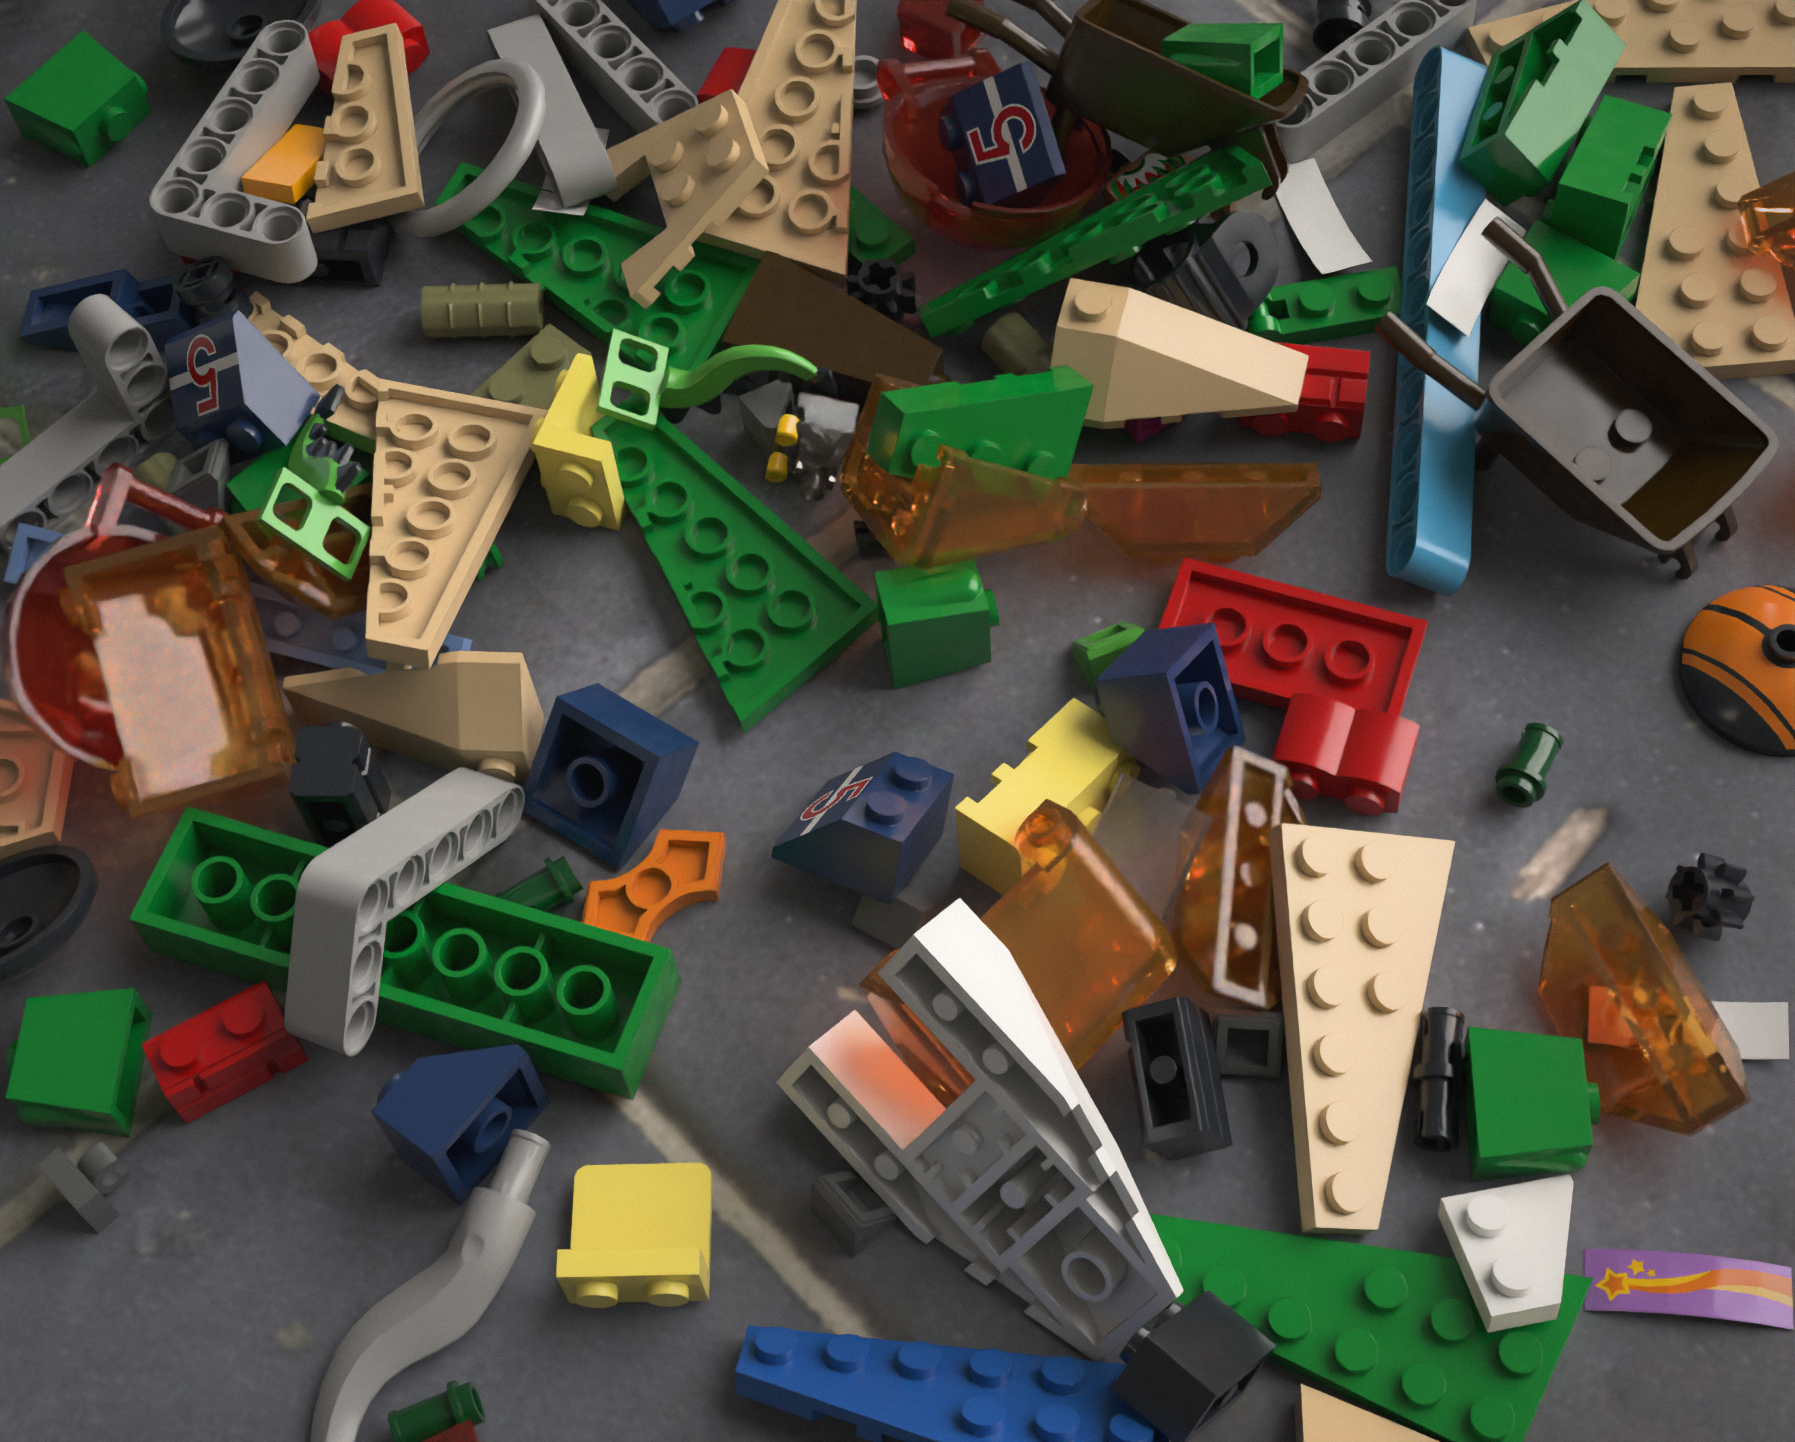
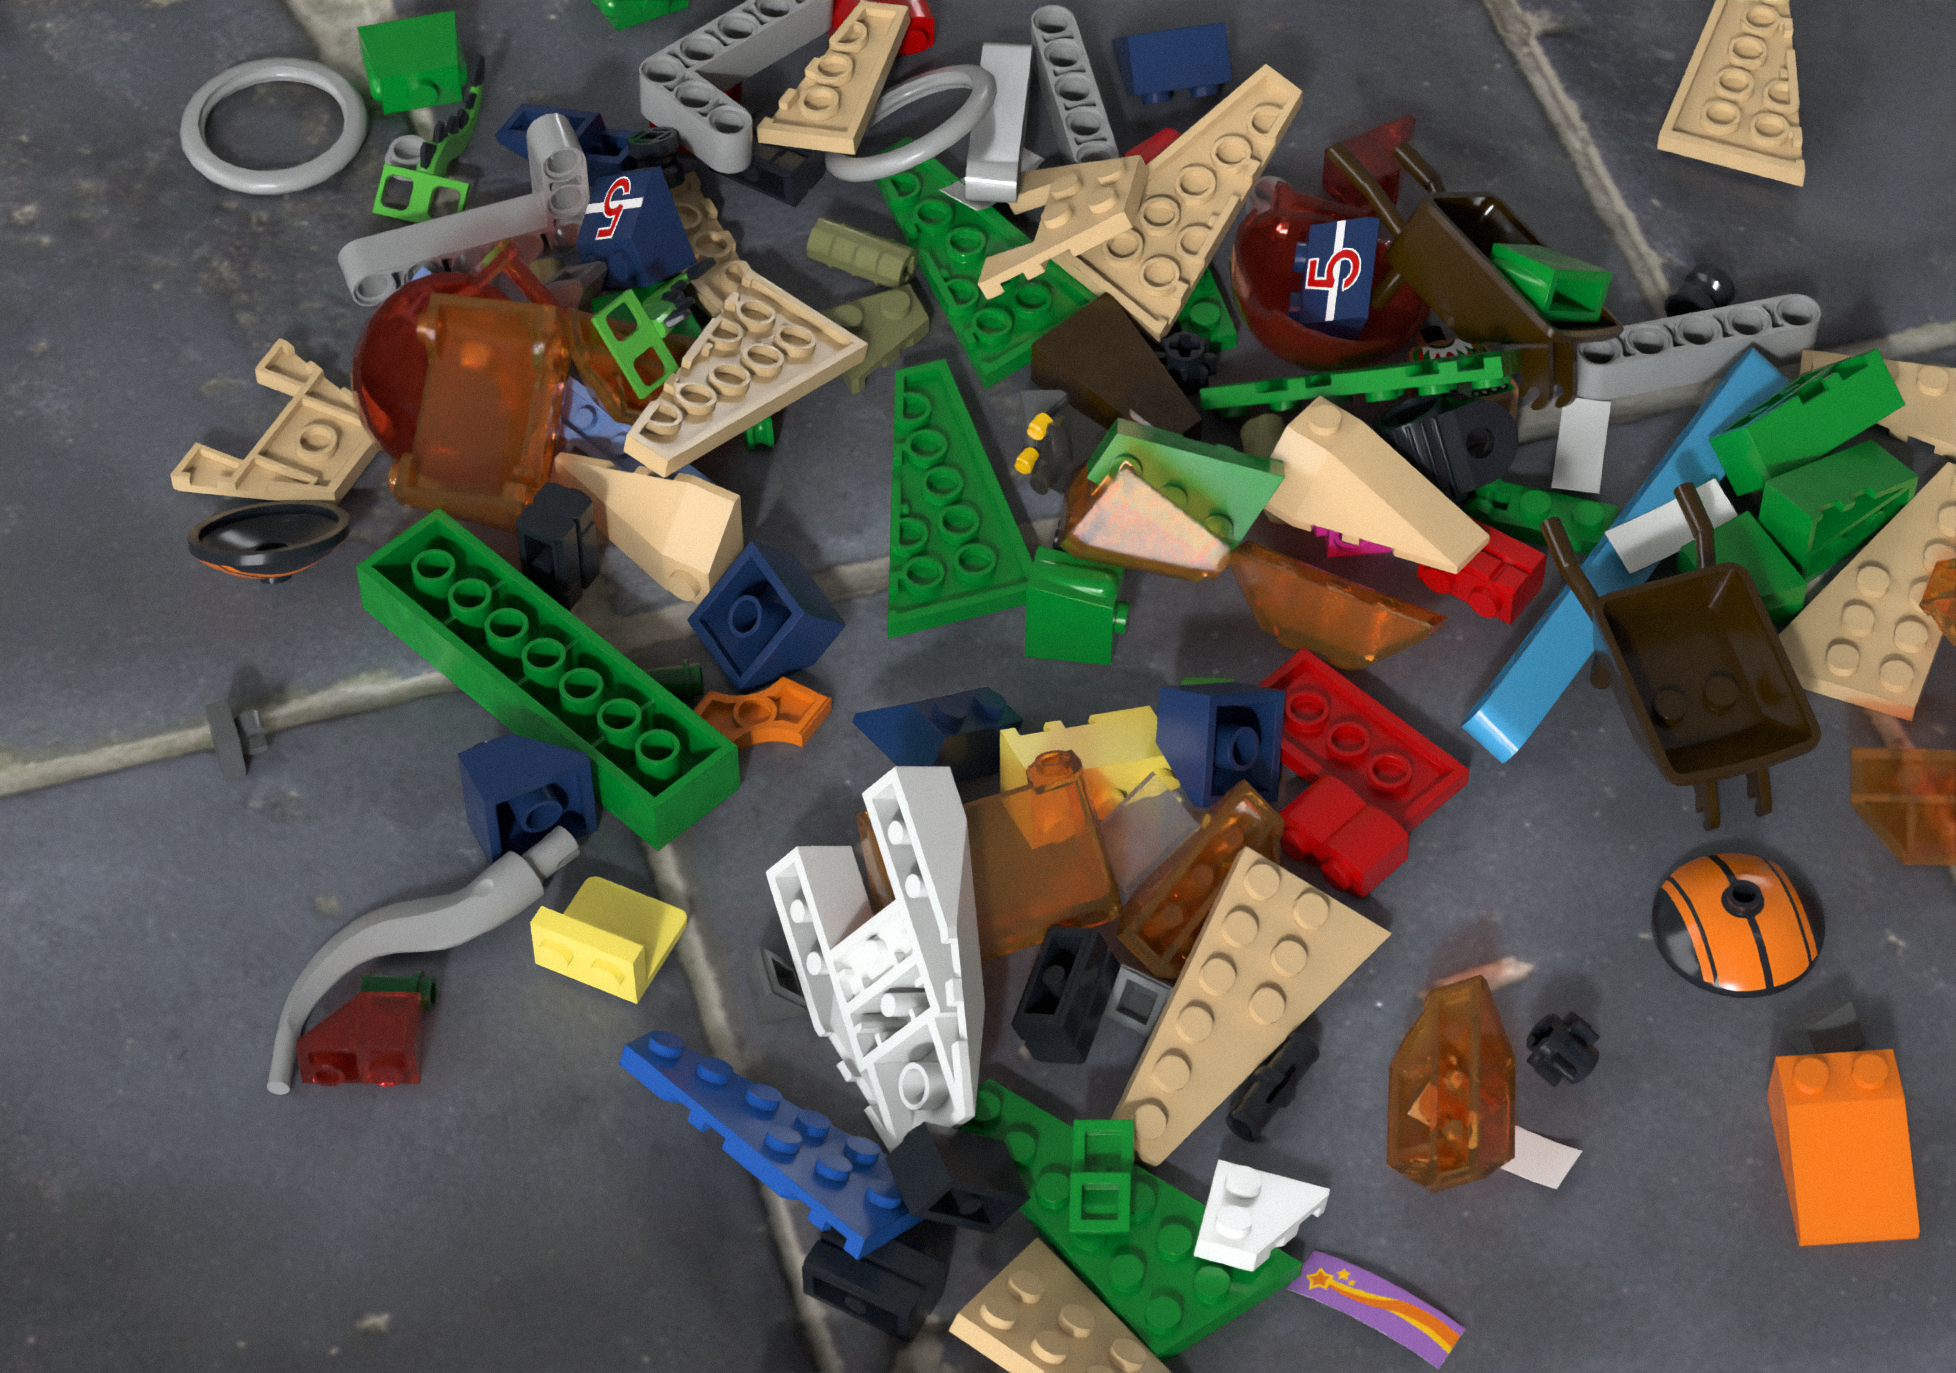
camera: 20 degrees right, 10 degrees down
(79, 1061) = (273, 655): green torso -> none
(223, 1052) = (378, 691): red brick -> none
(288, 166) = (763, 86): light orange tile -> none
(367, 882) = (533, 594): light grey beam -> none
(573, 464) = (866, 379): light yellow bracket -> none
(703, 385) = (996, 372): bright green piece -> none
(1342, 1287) = (1102, 1177): none -> green slope
(1523, 777) = (1475, 911): dark green pin -> none
(1526, 1104) = (1325, 1127): green torso -> none

